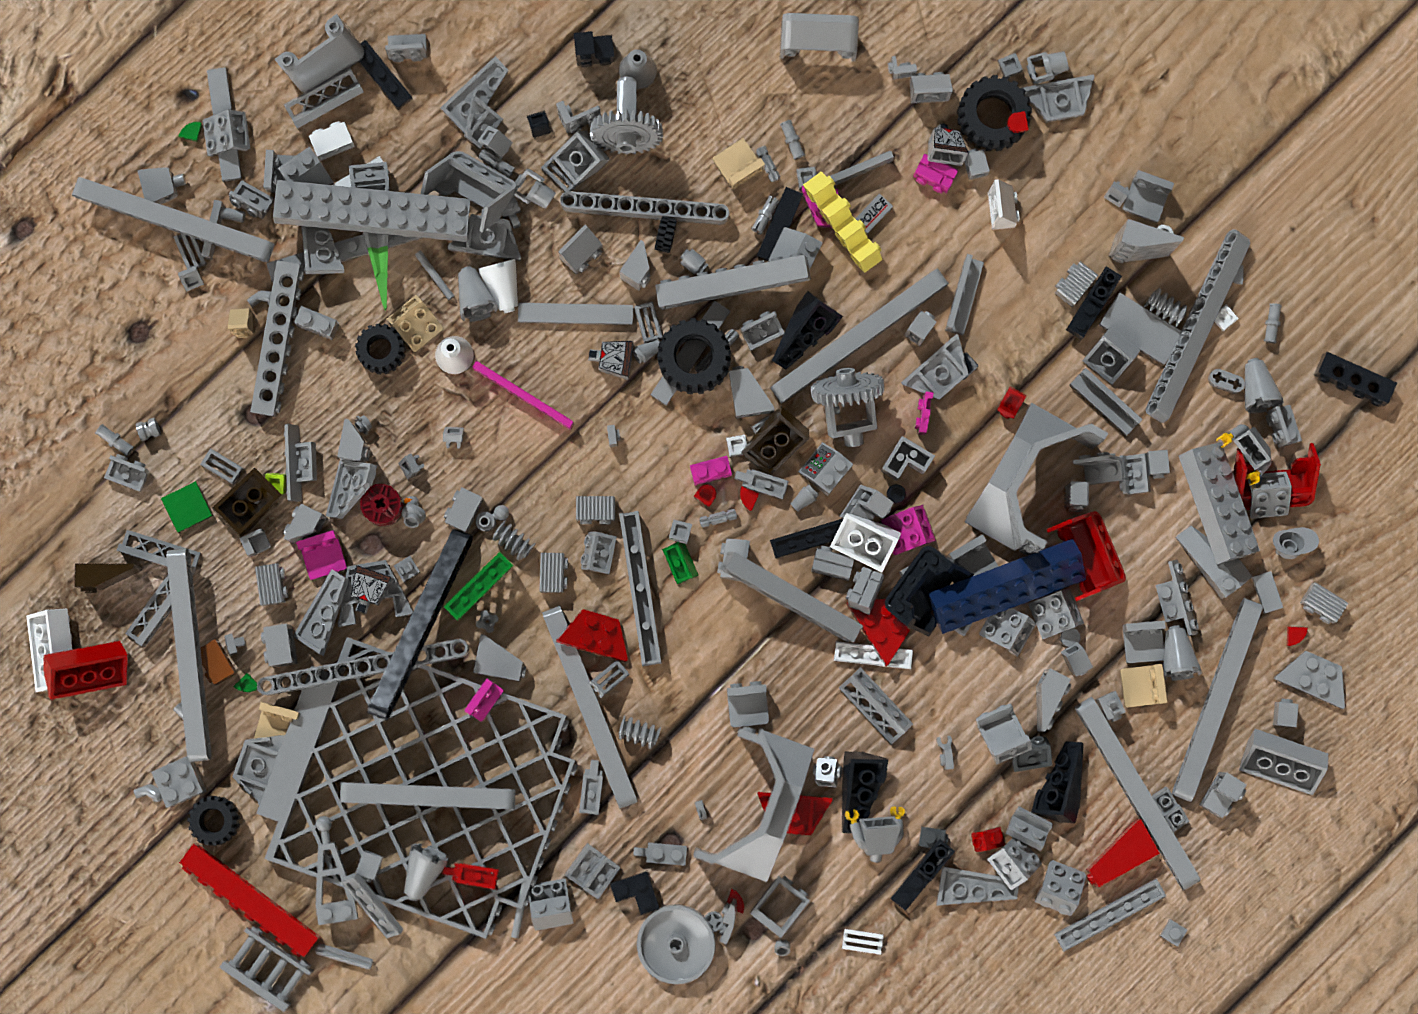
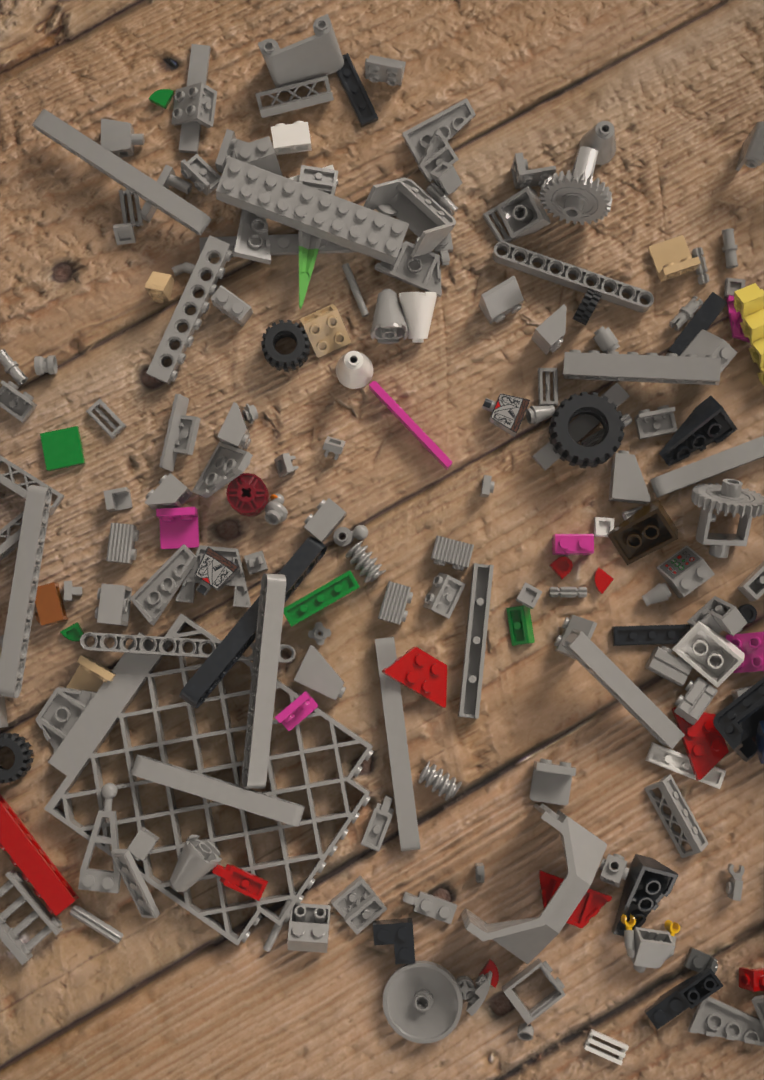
camera: 20 degrees right, 0 degrees up
(247, 502) = (120, 459): dark brown slope -> none
(278, 481) = (152, 447): lime tile -> none
(444, 679) = (263, 681): none -> light grey beam
(539, 124) = (491, 173): black slope -> none
(539, 193) = (475, 237): light grey piece -> none
(575, 313) = (480, 360): light grey tile -> none
(594, 49) = (561, 115): black brick -> none
(598, 687) = (410, 727): light grey tile -> none
(763, 483) = (620, 569): light grey hinge -> none

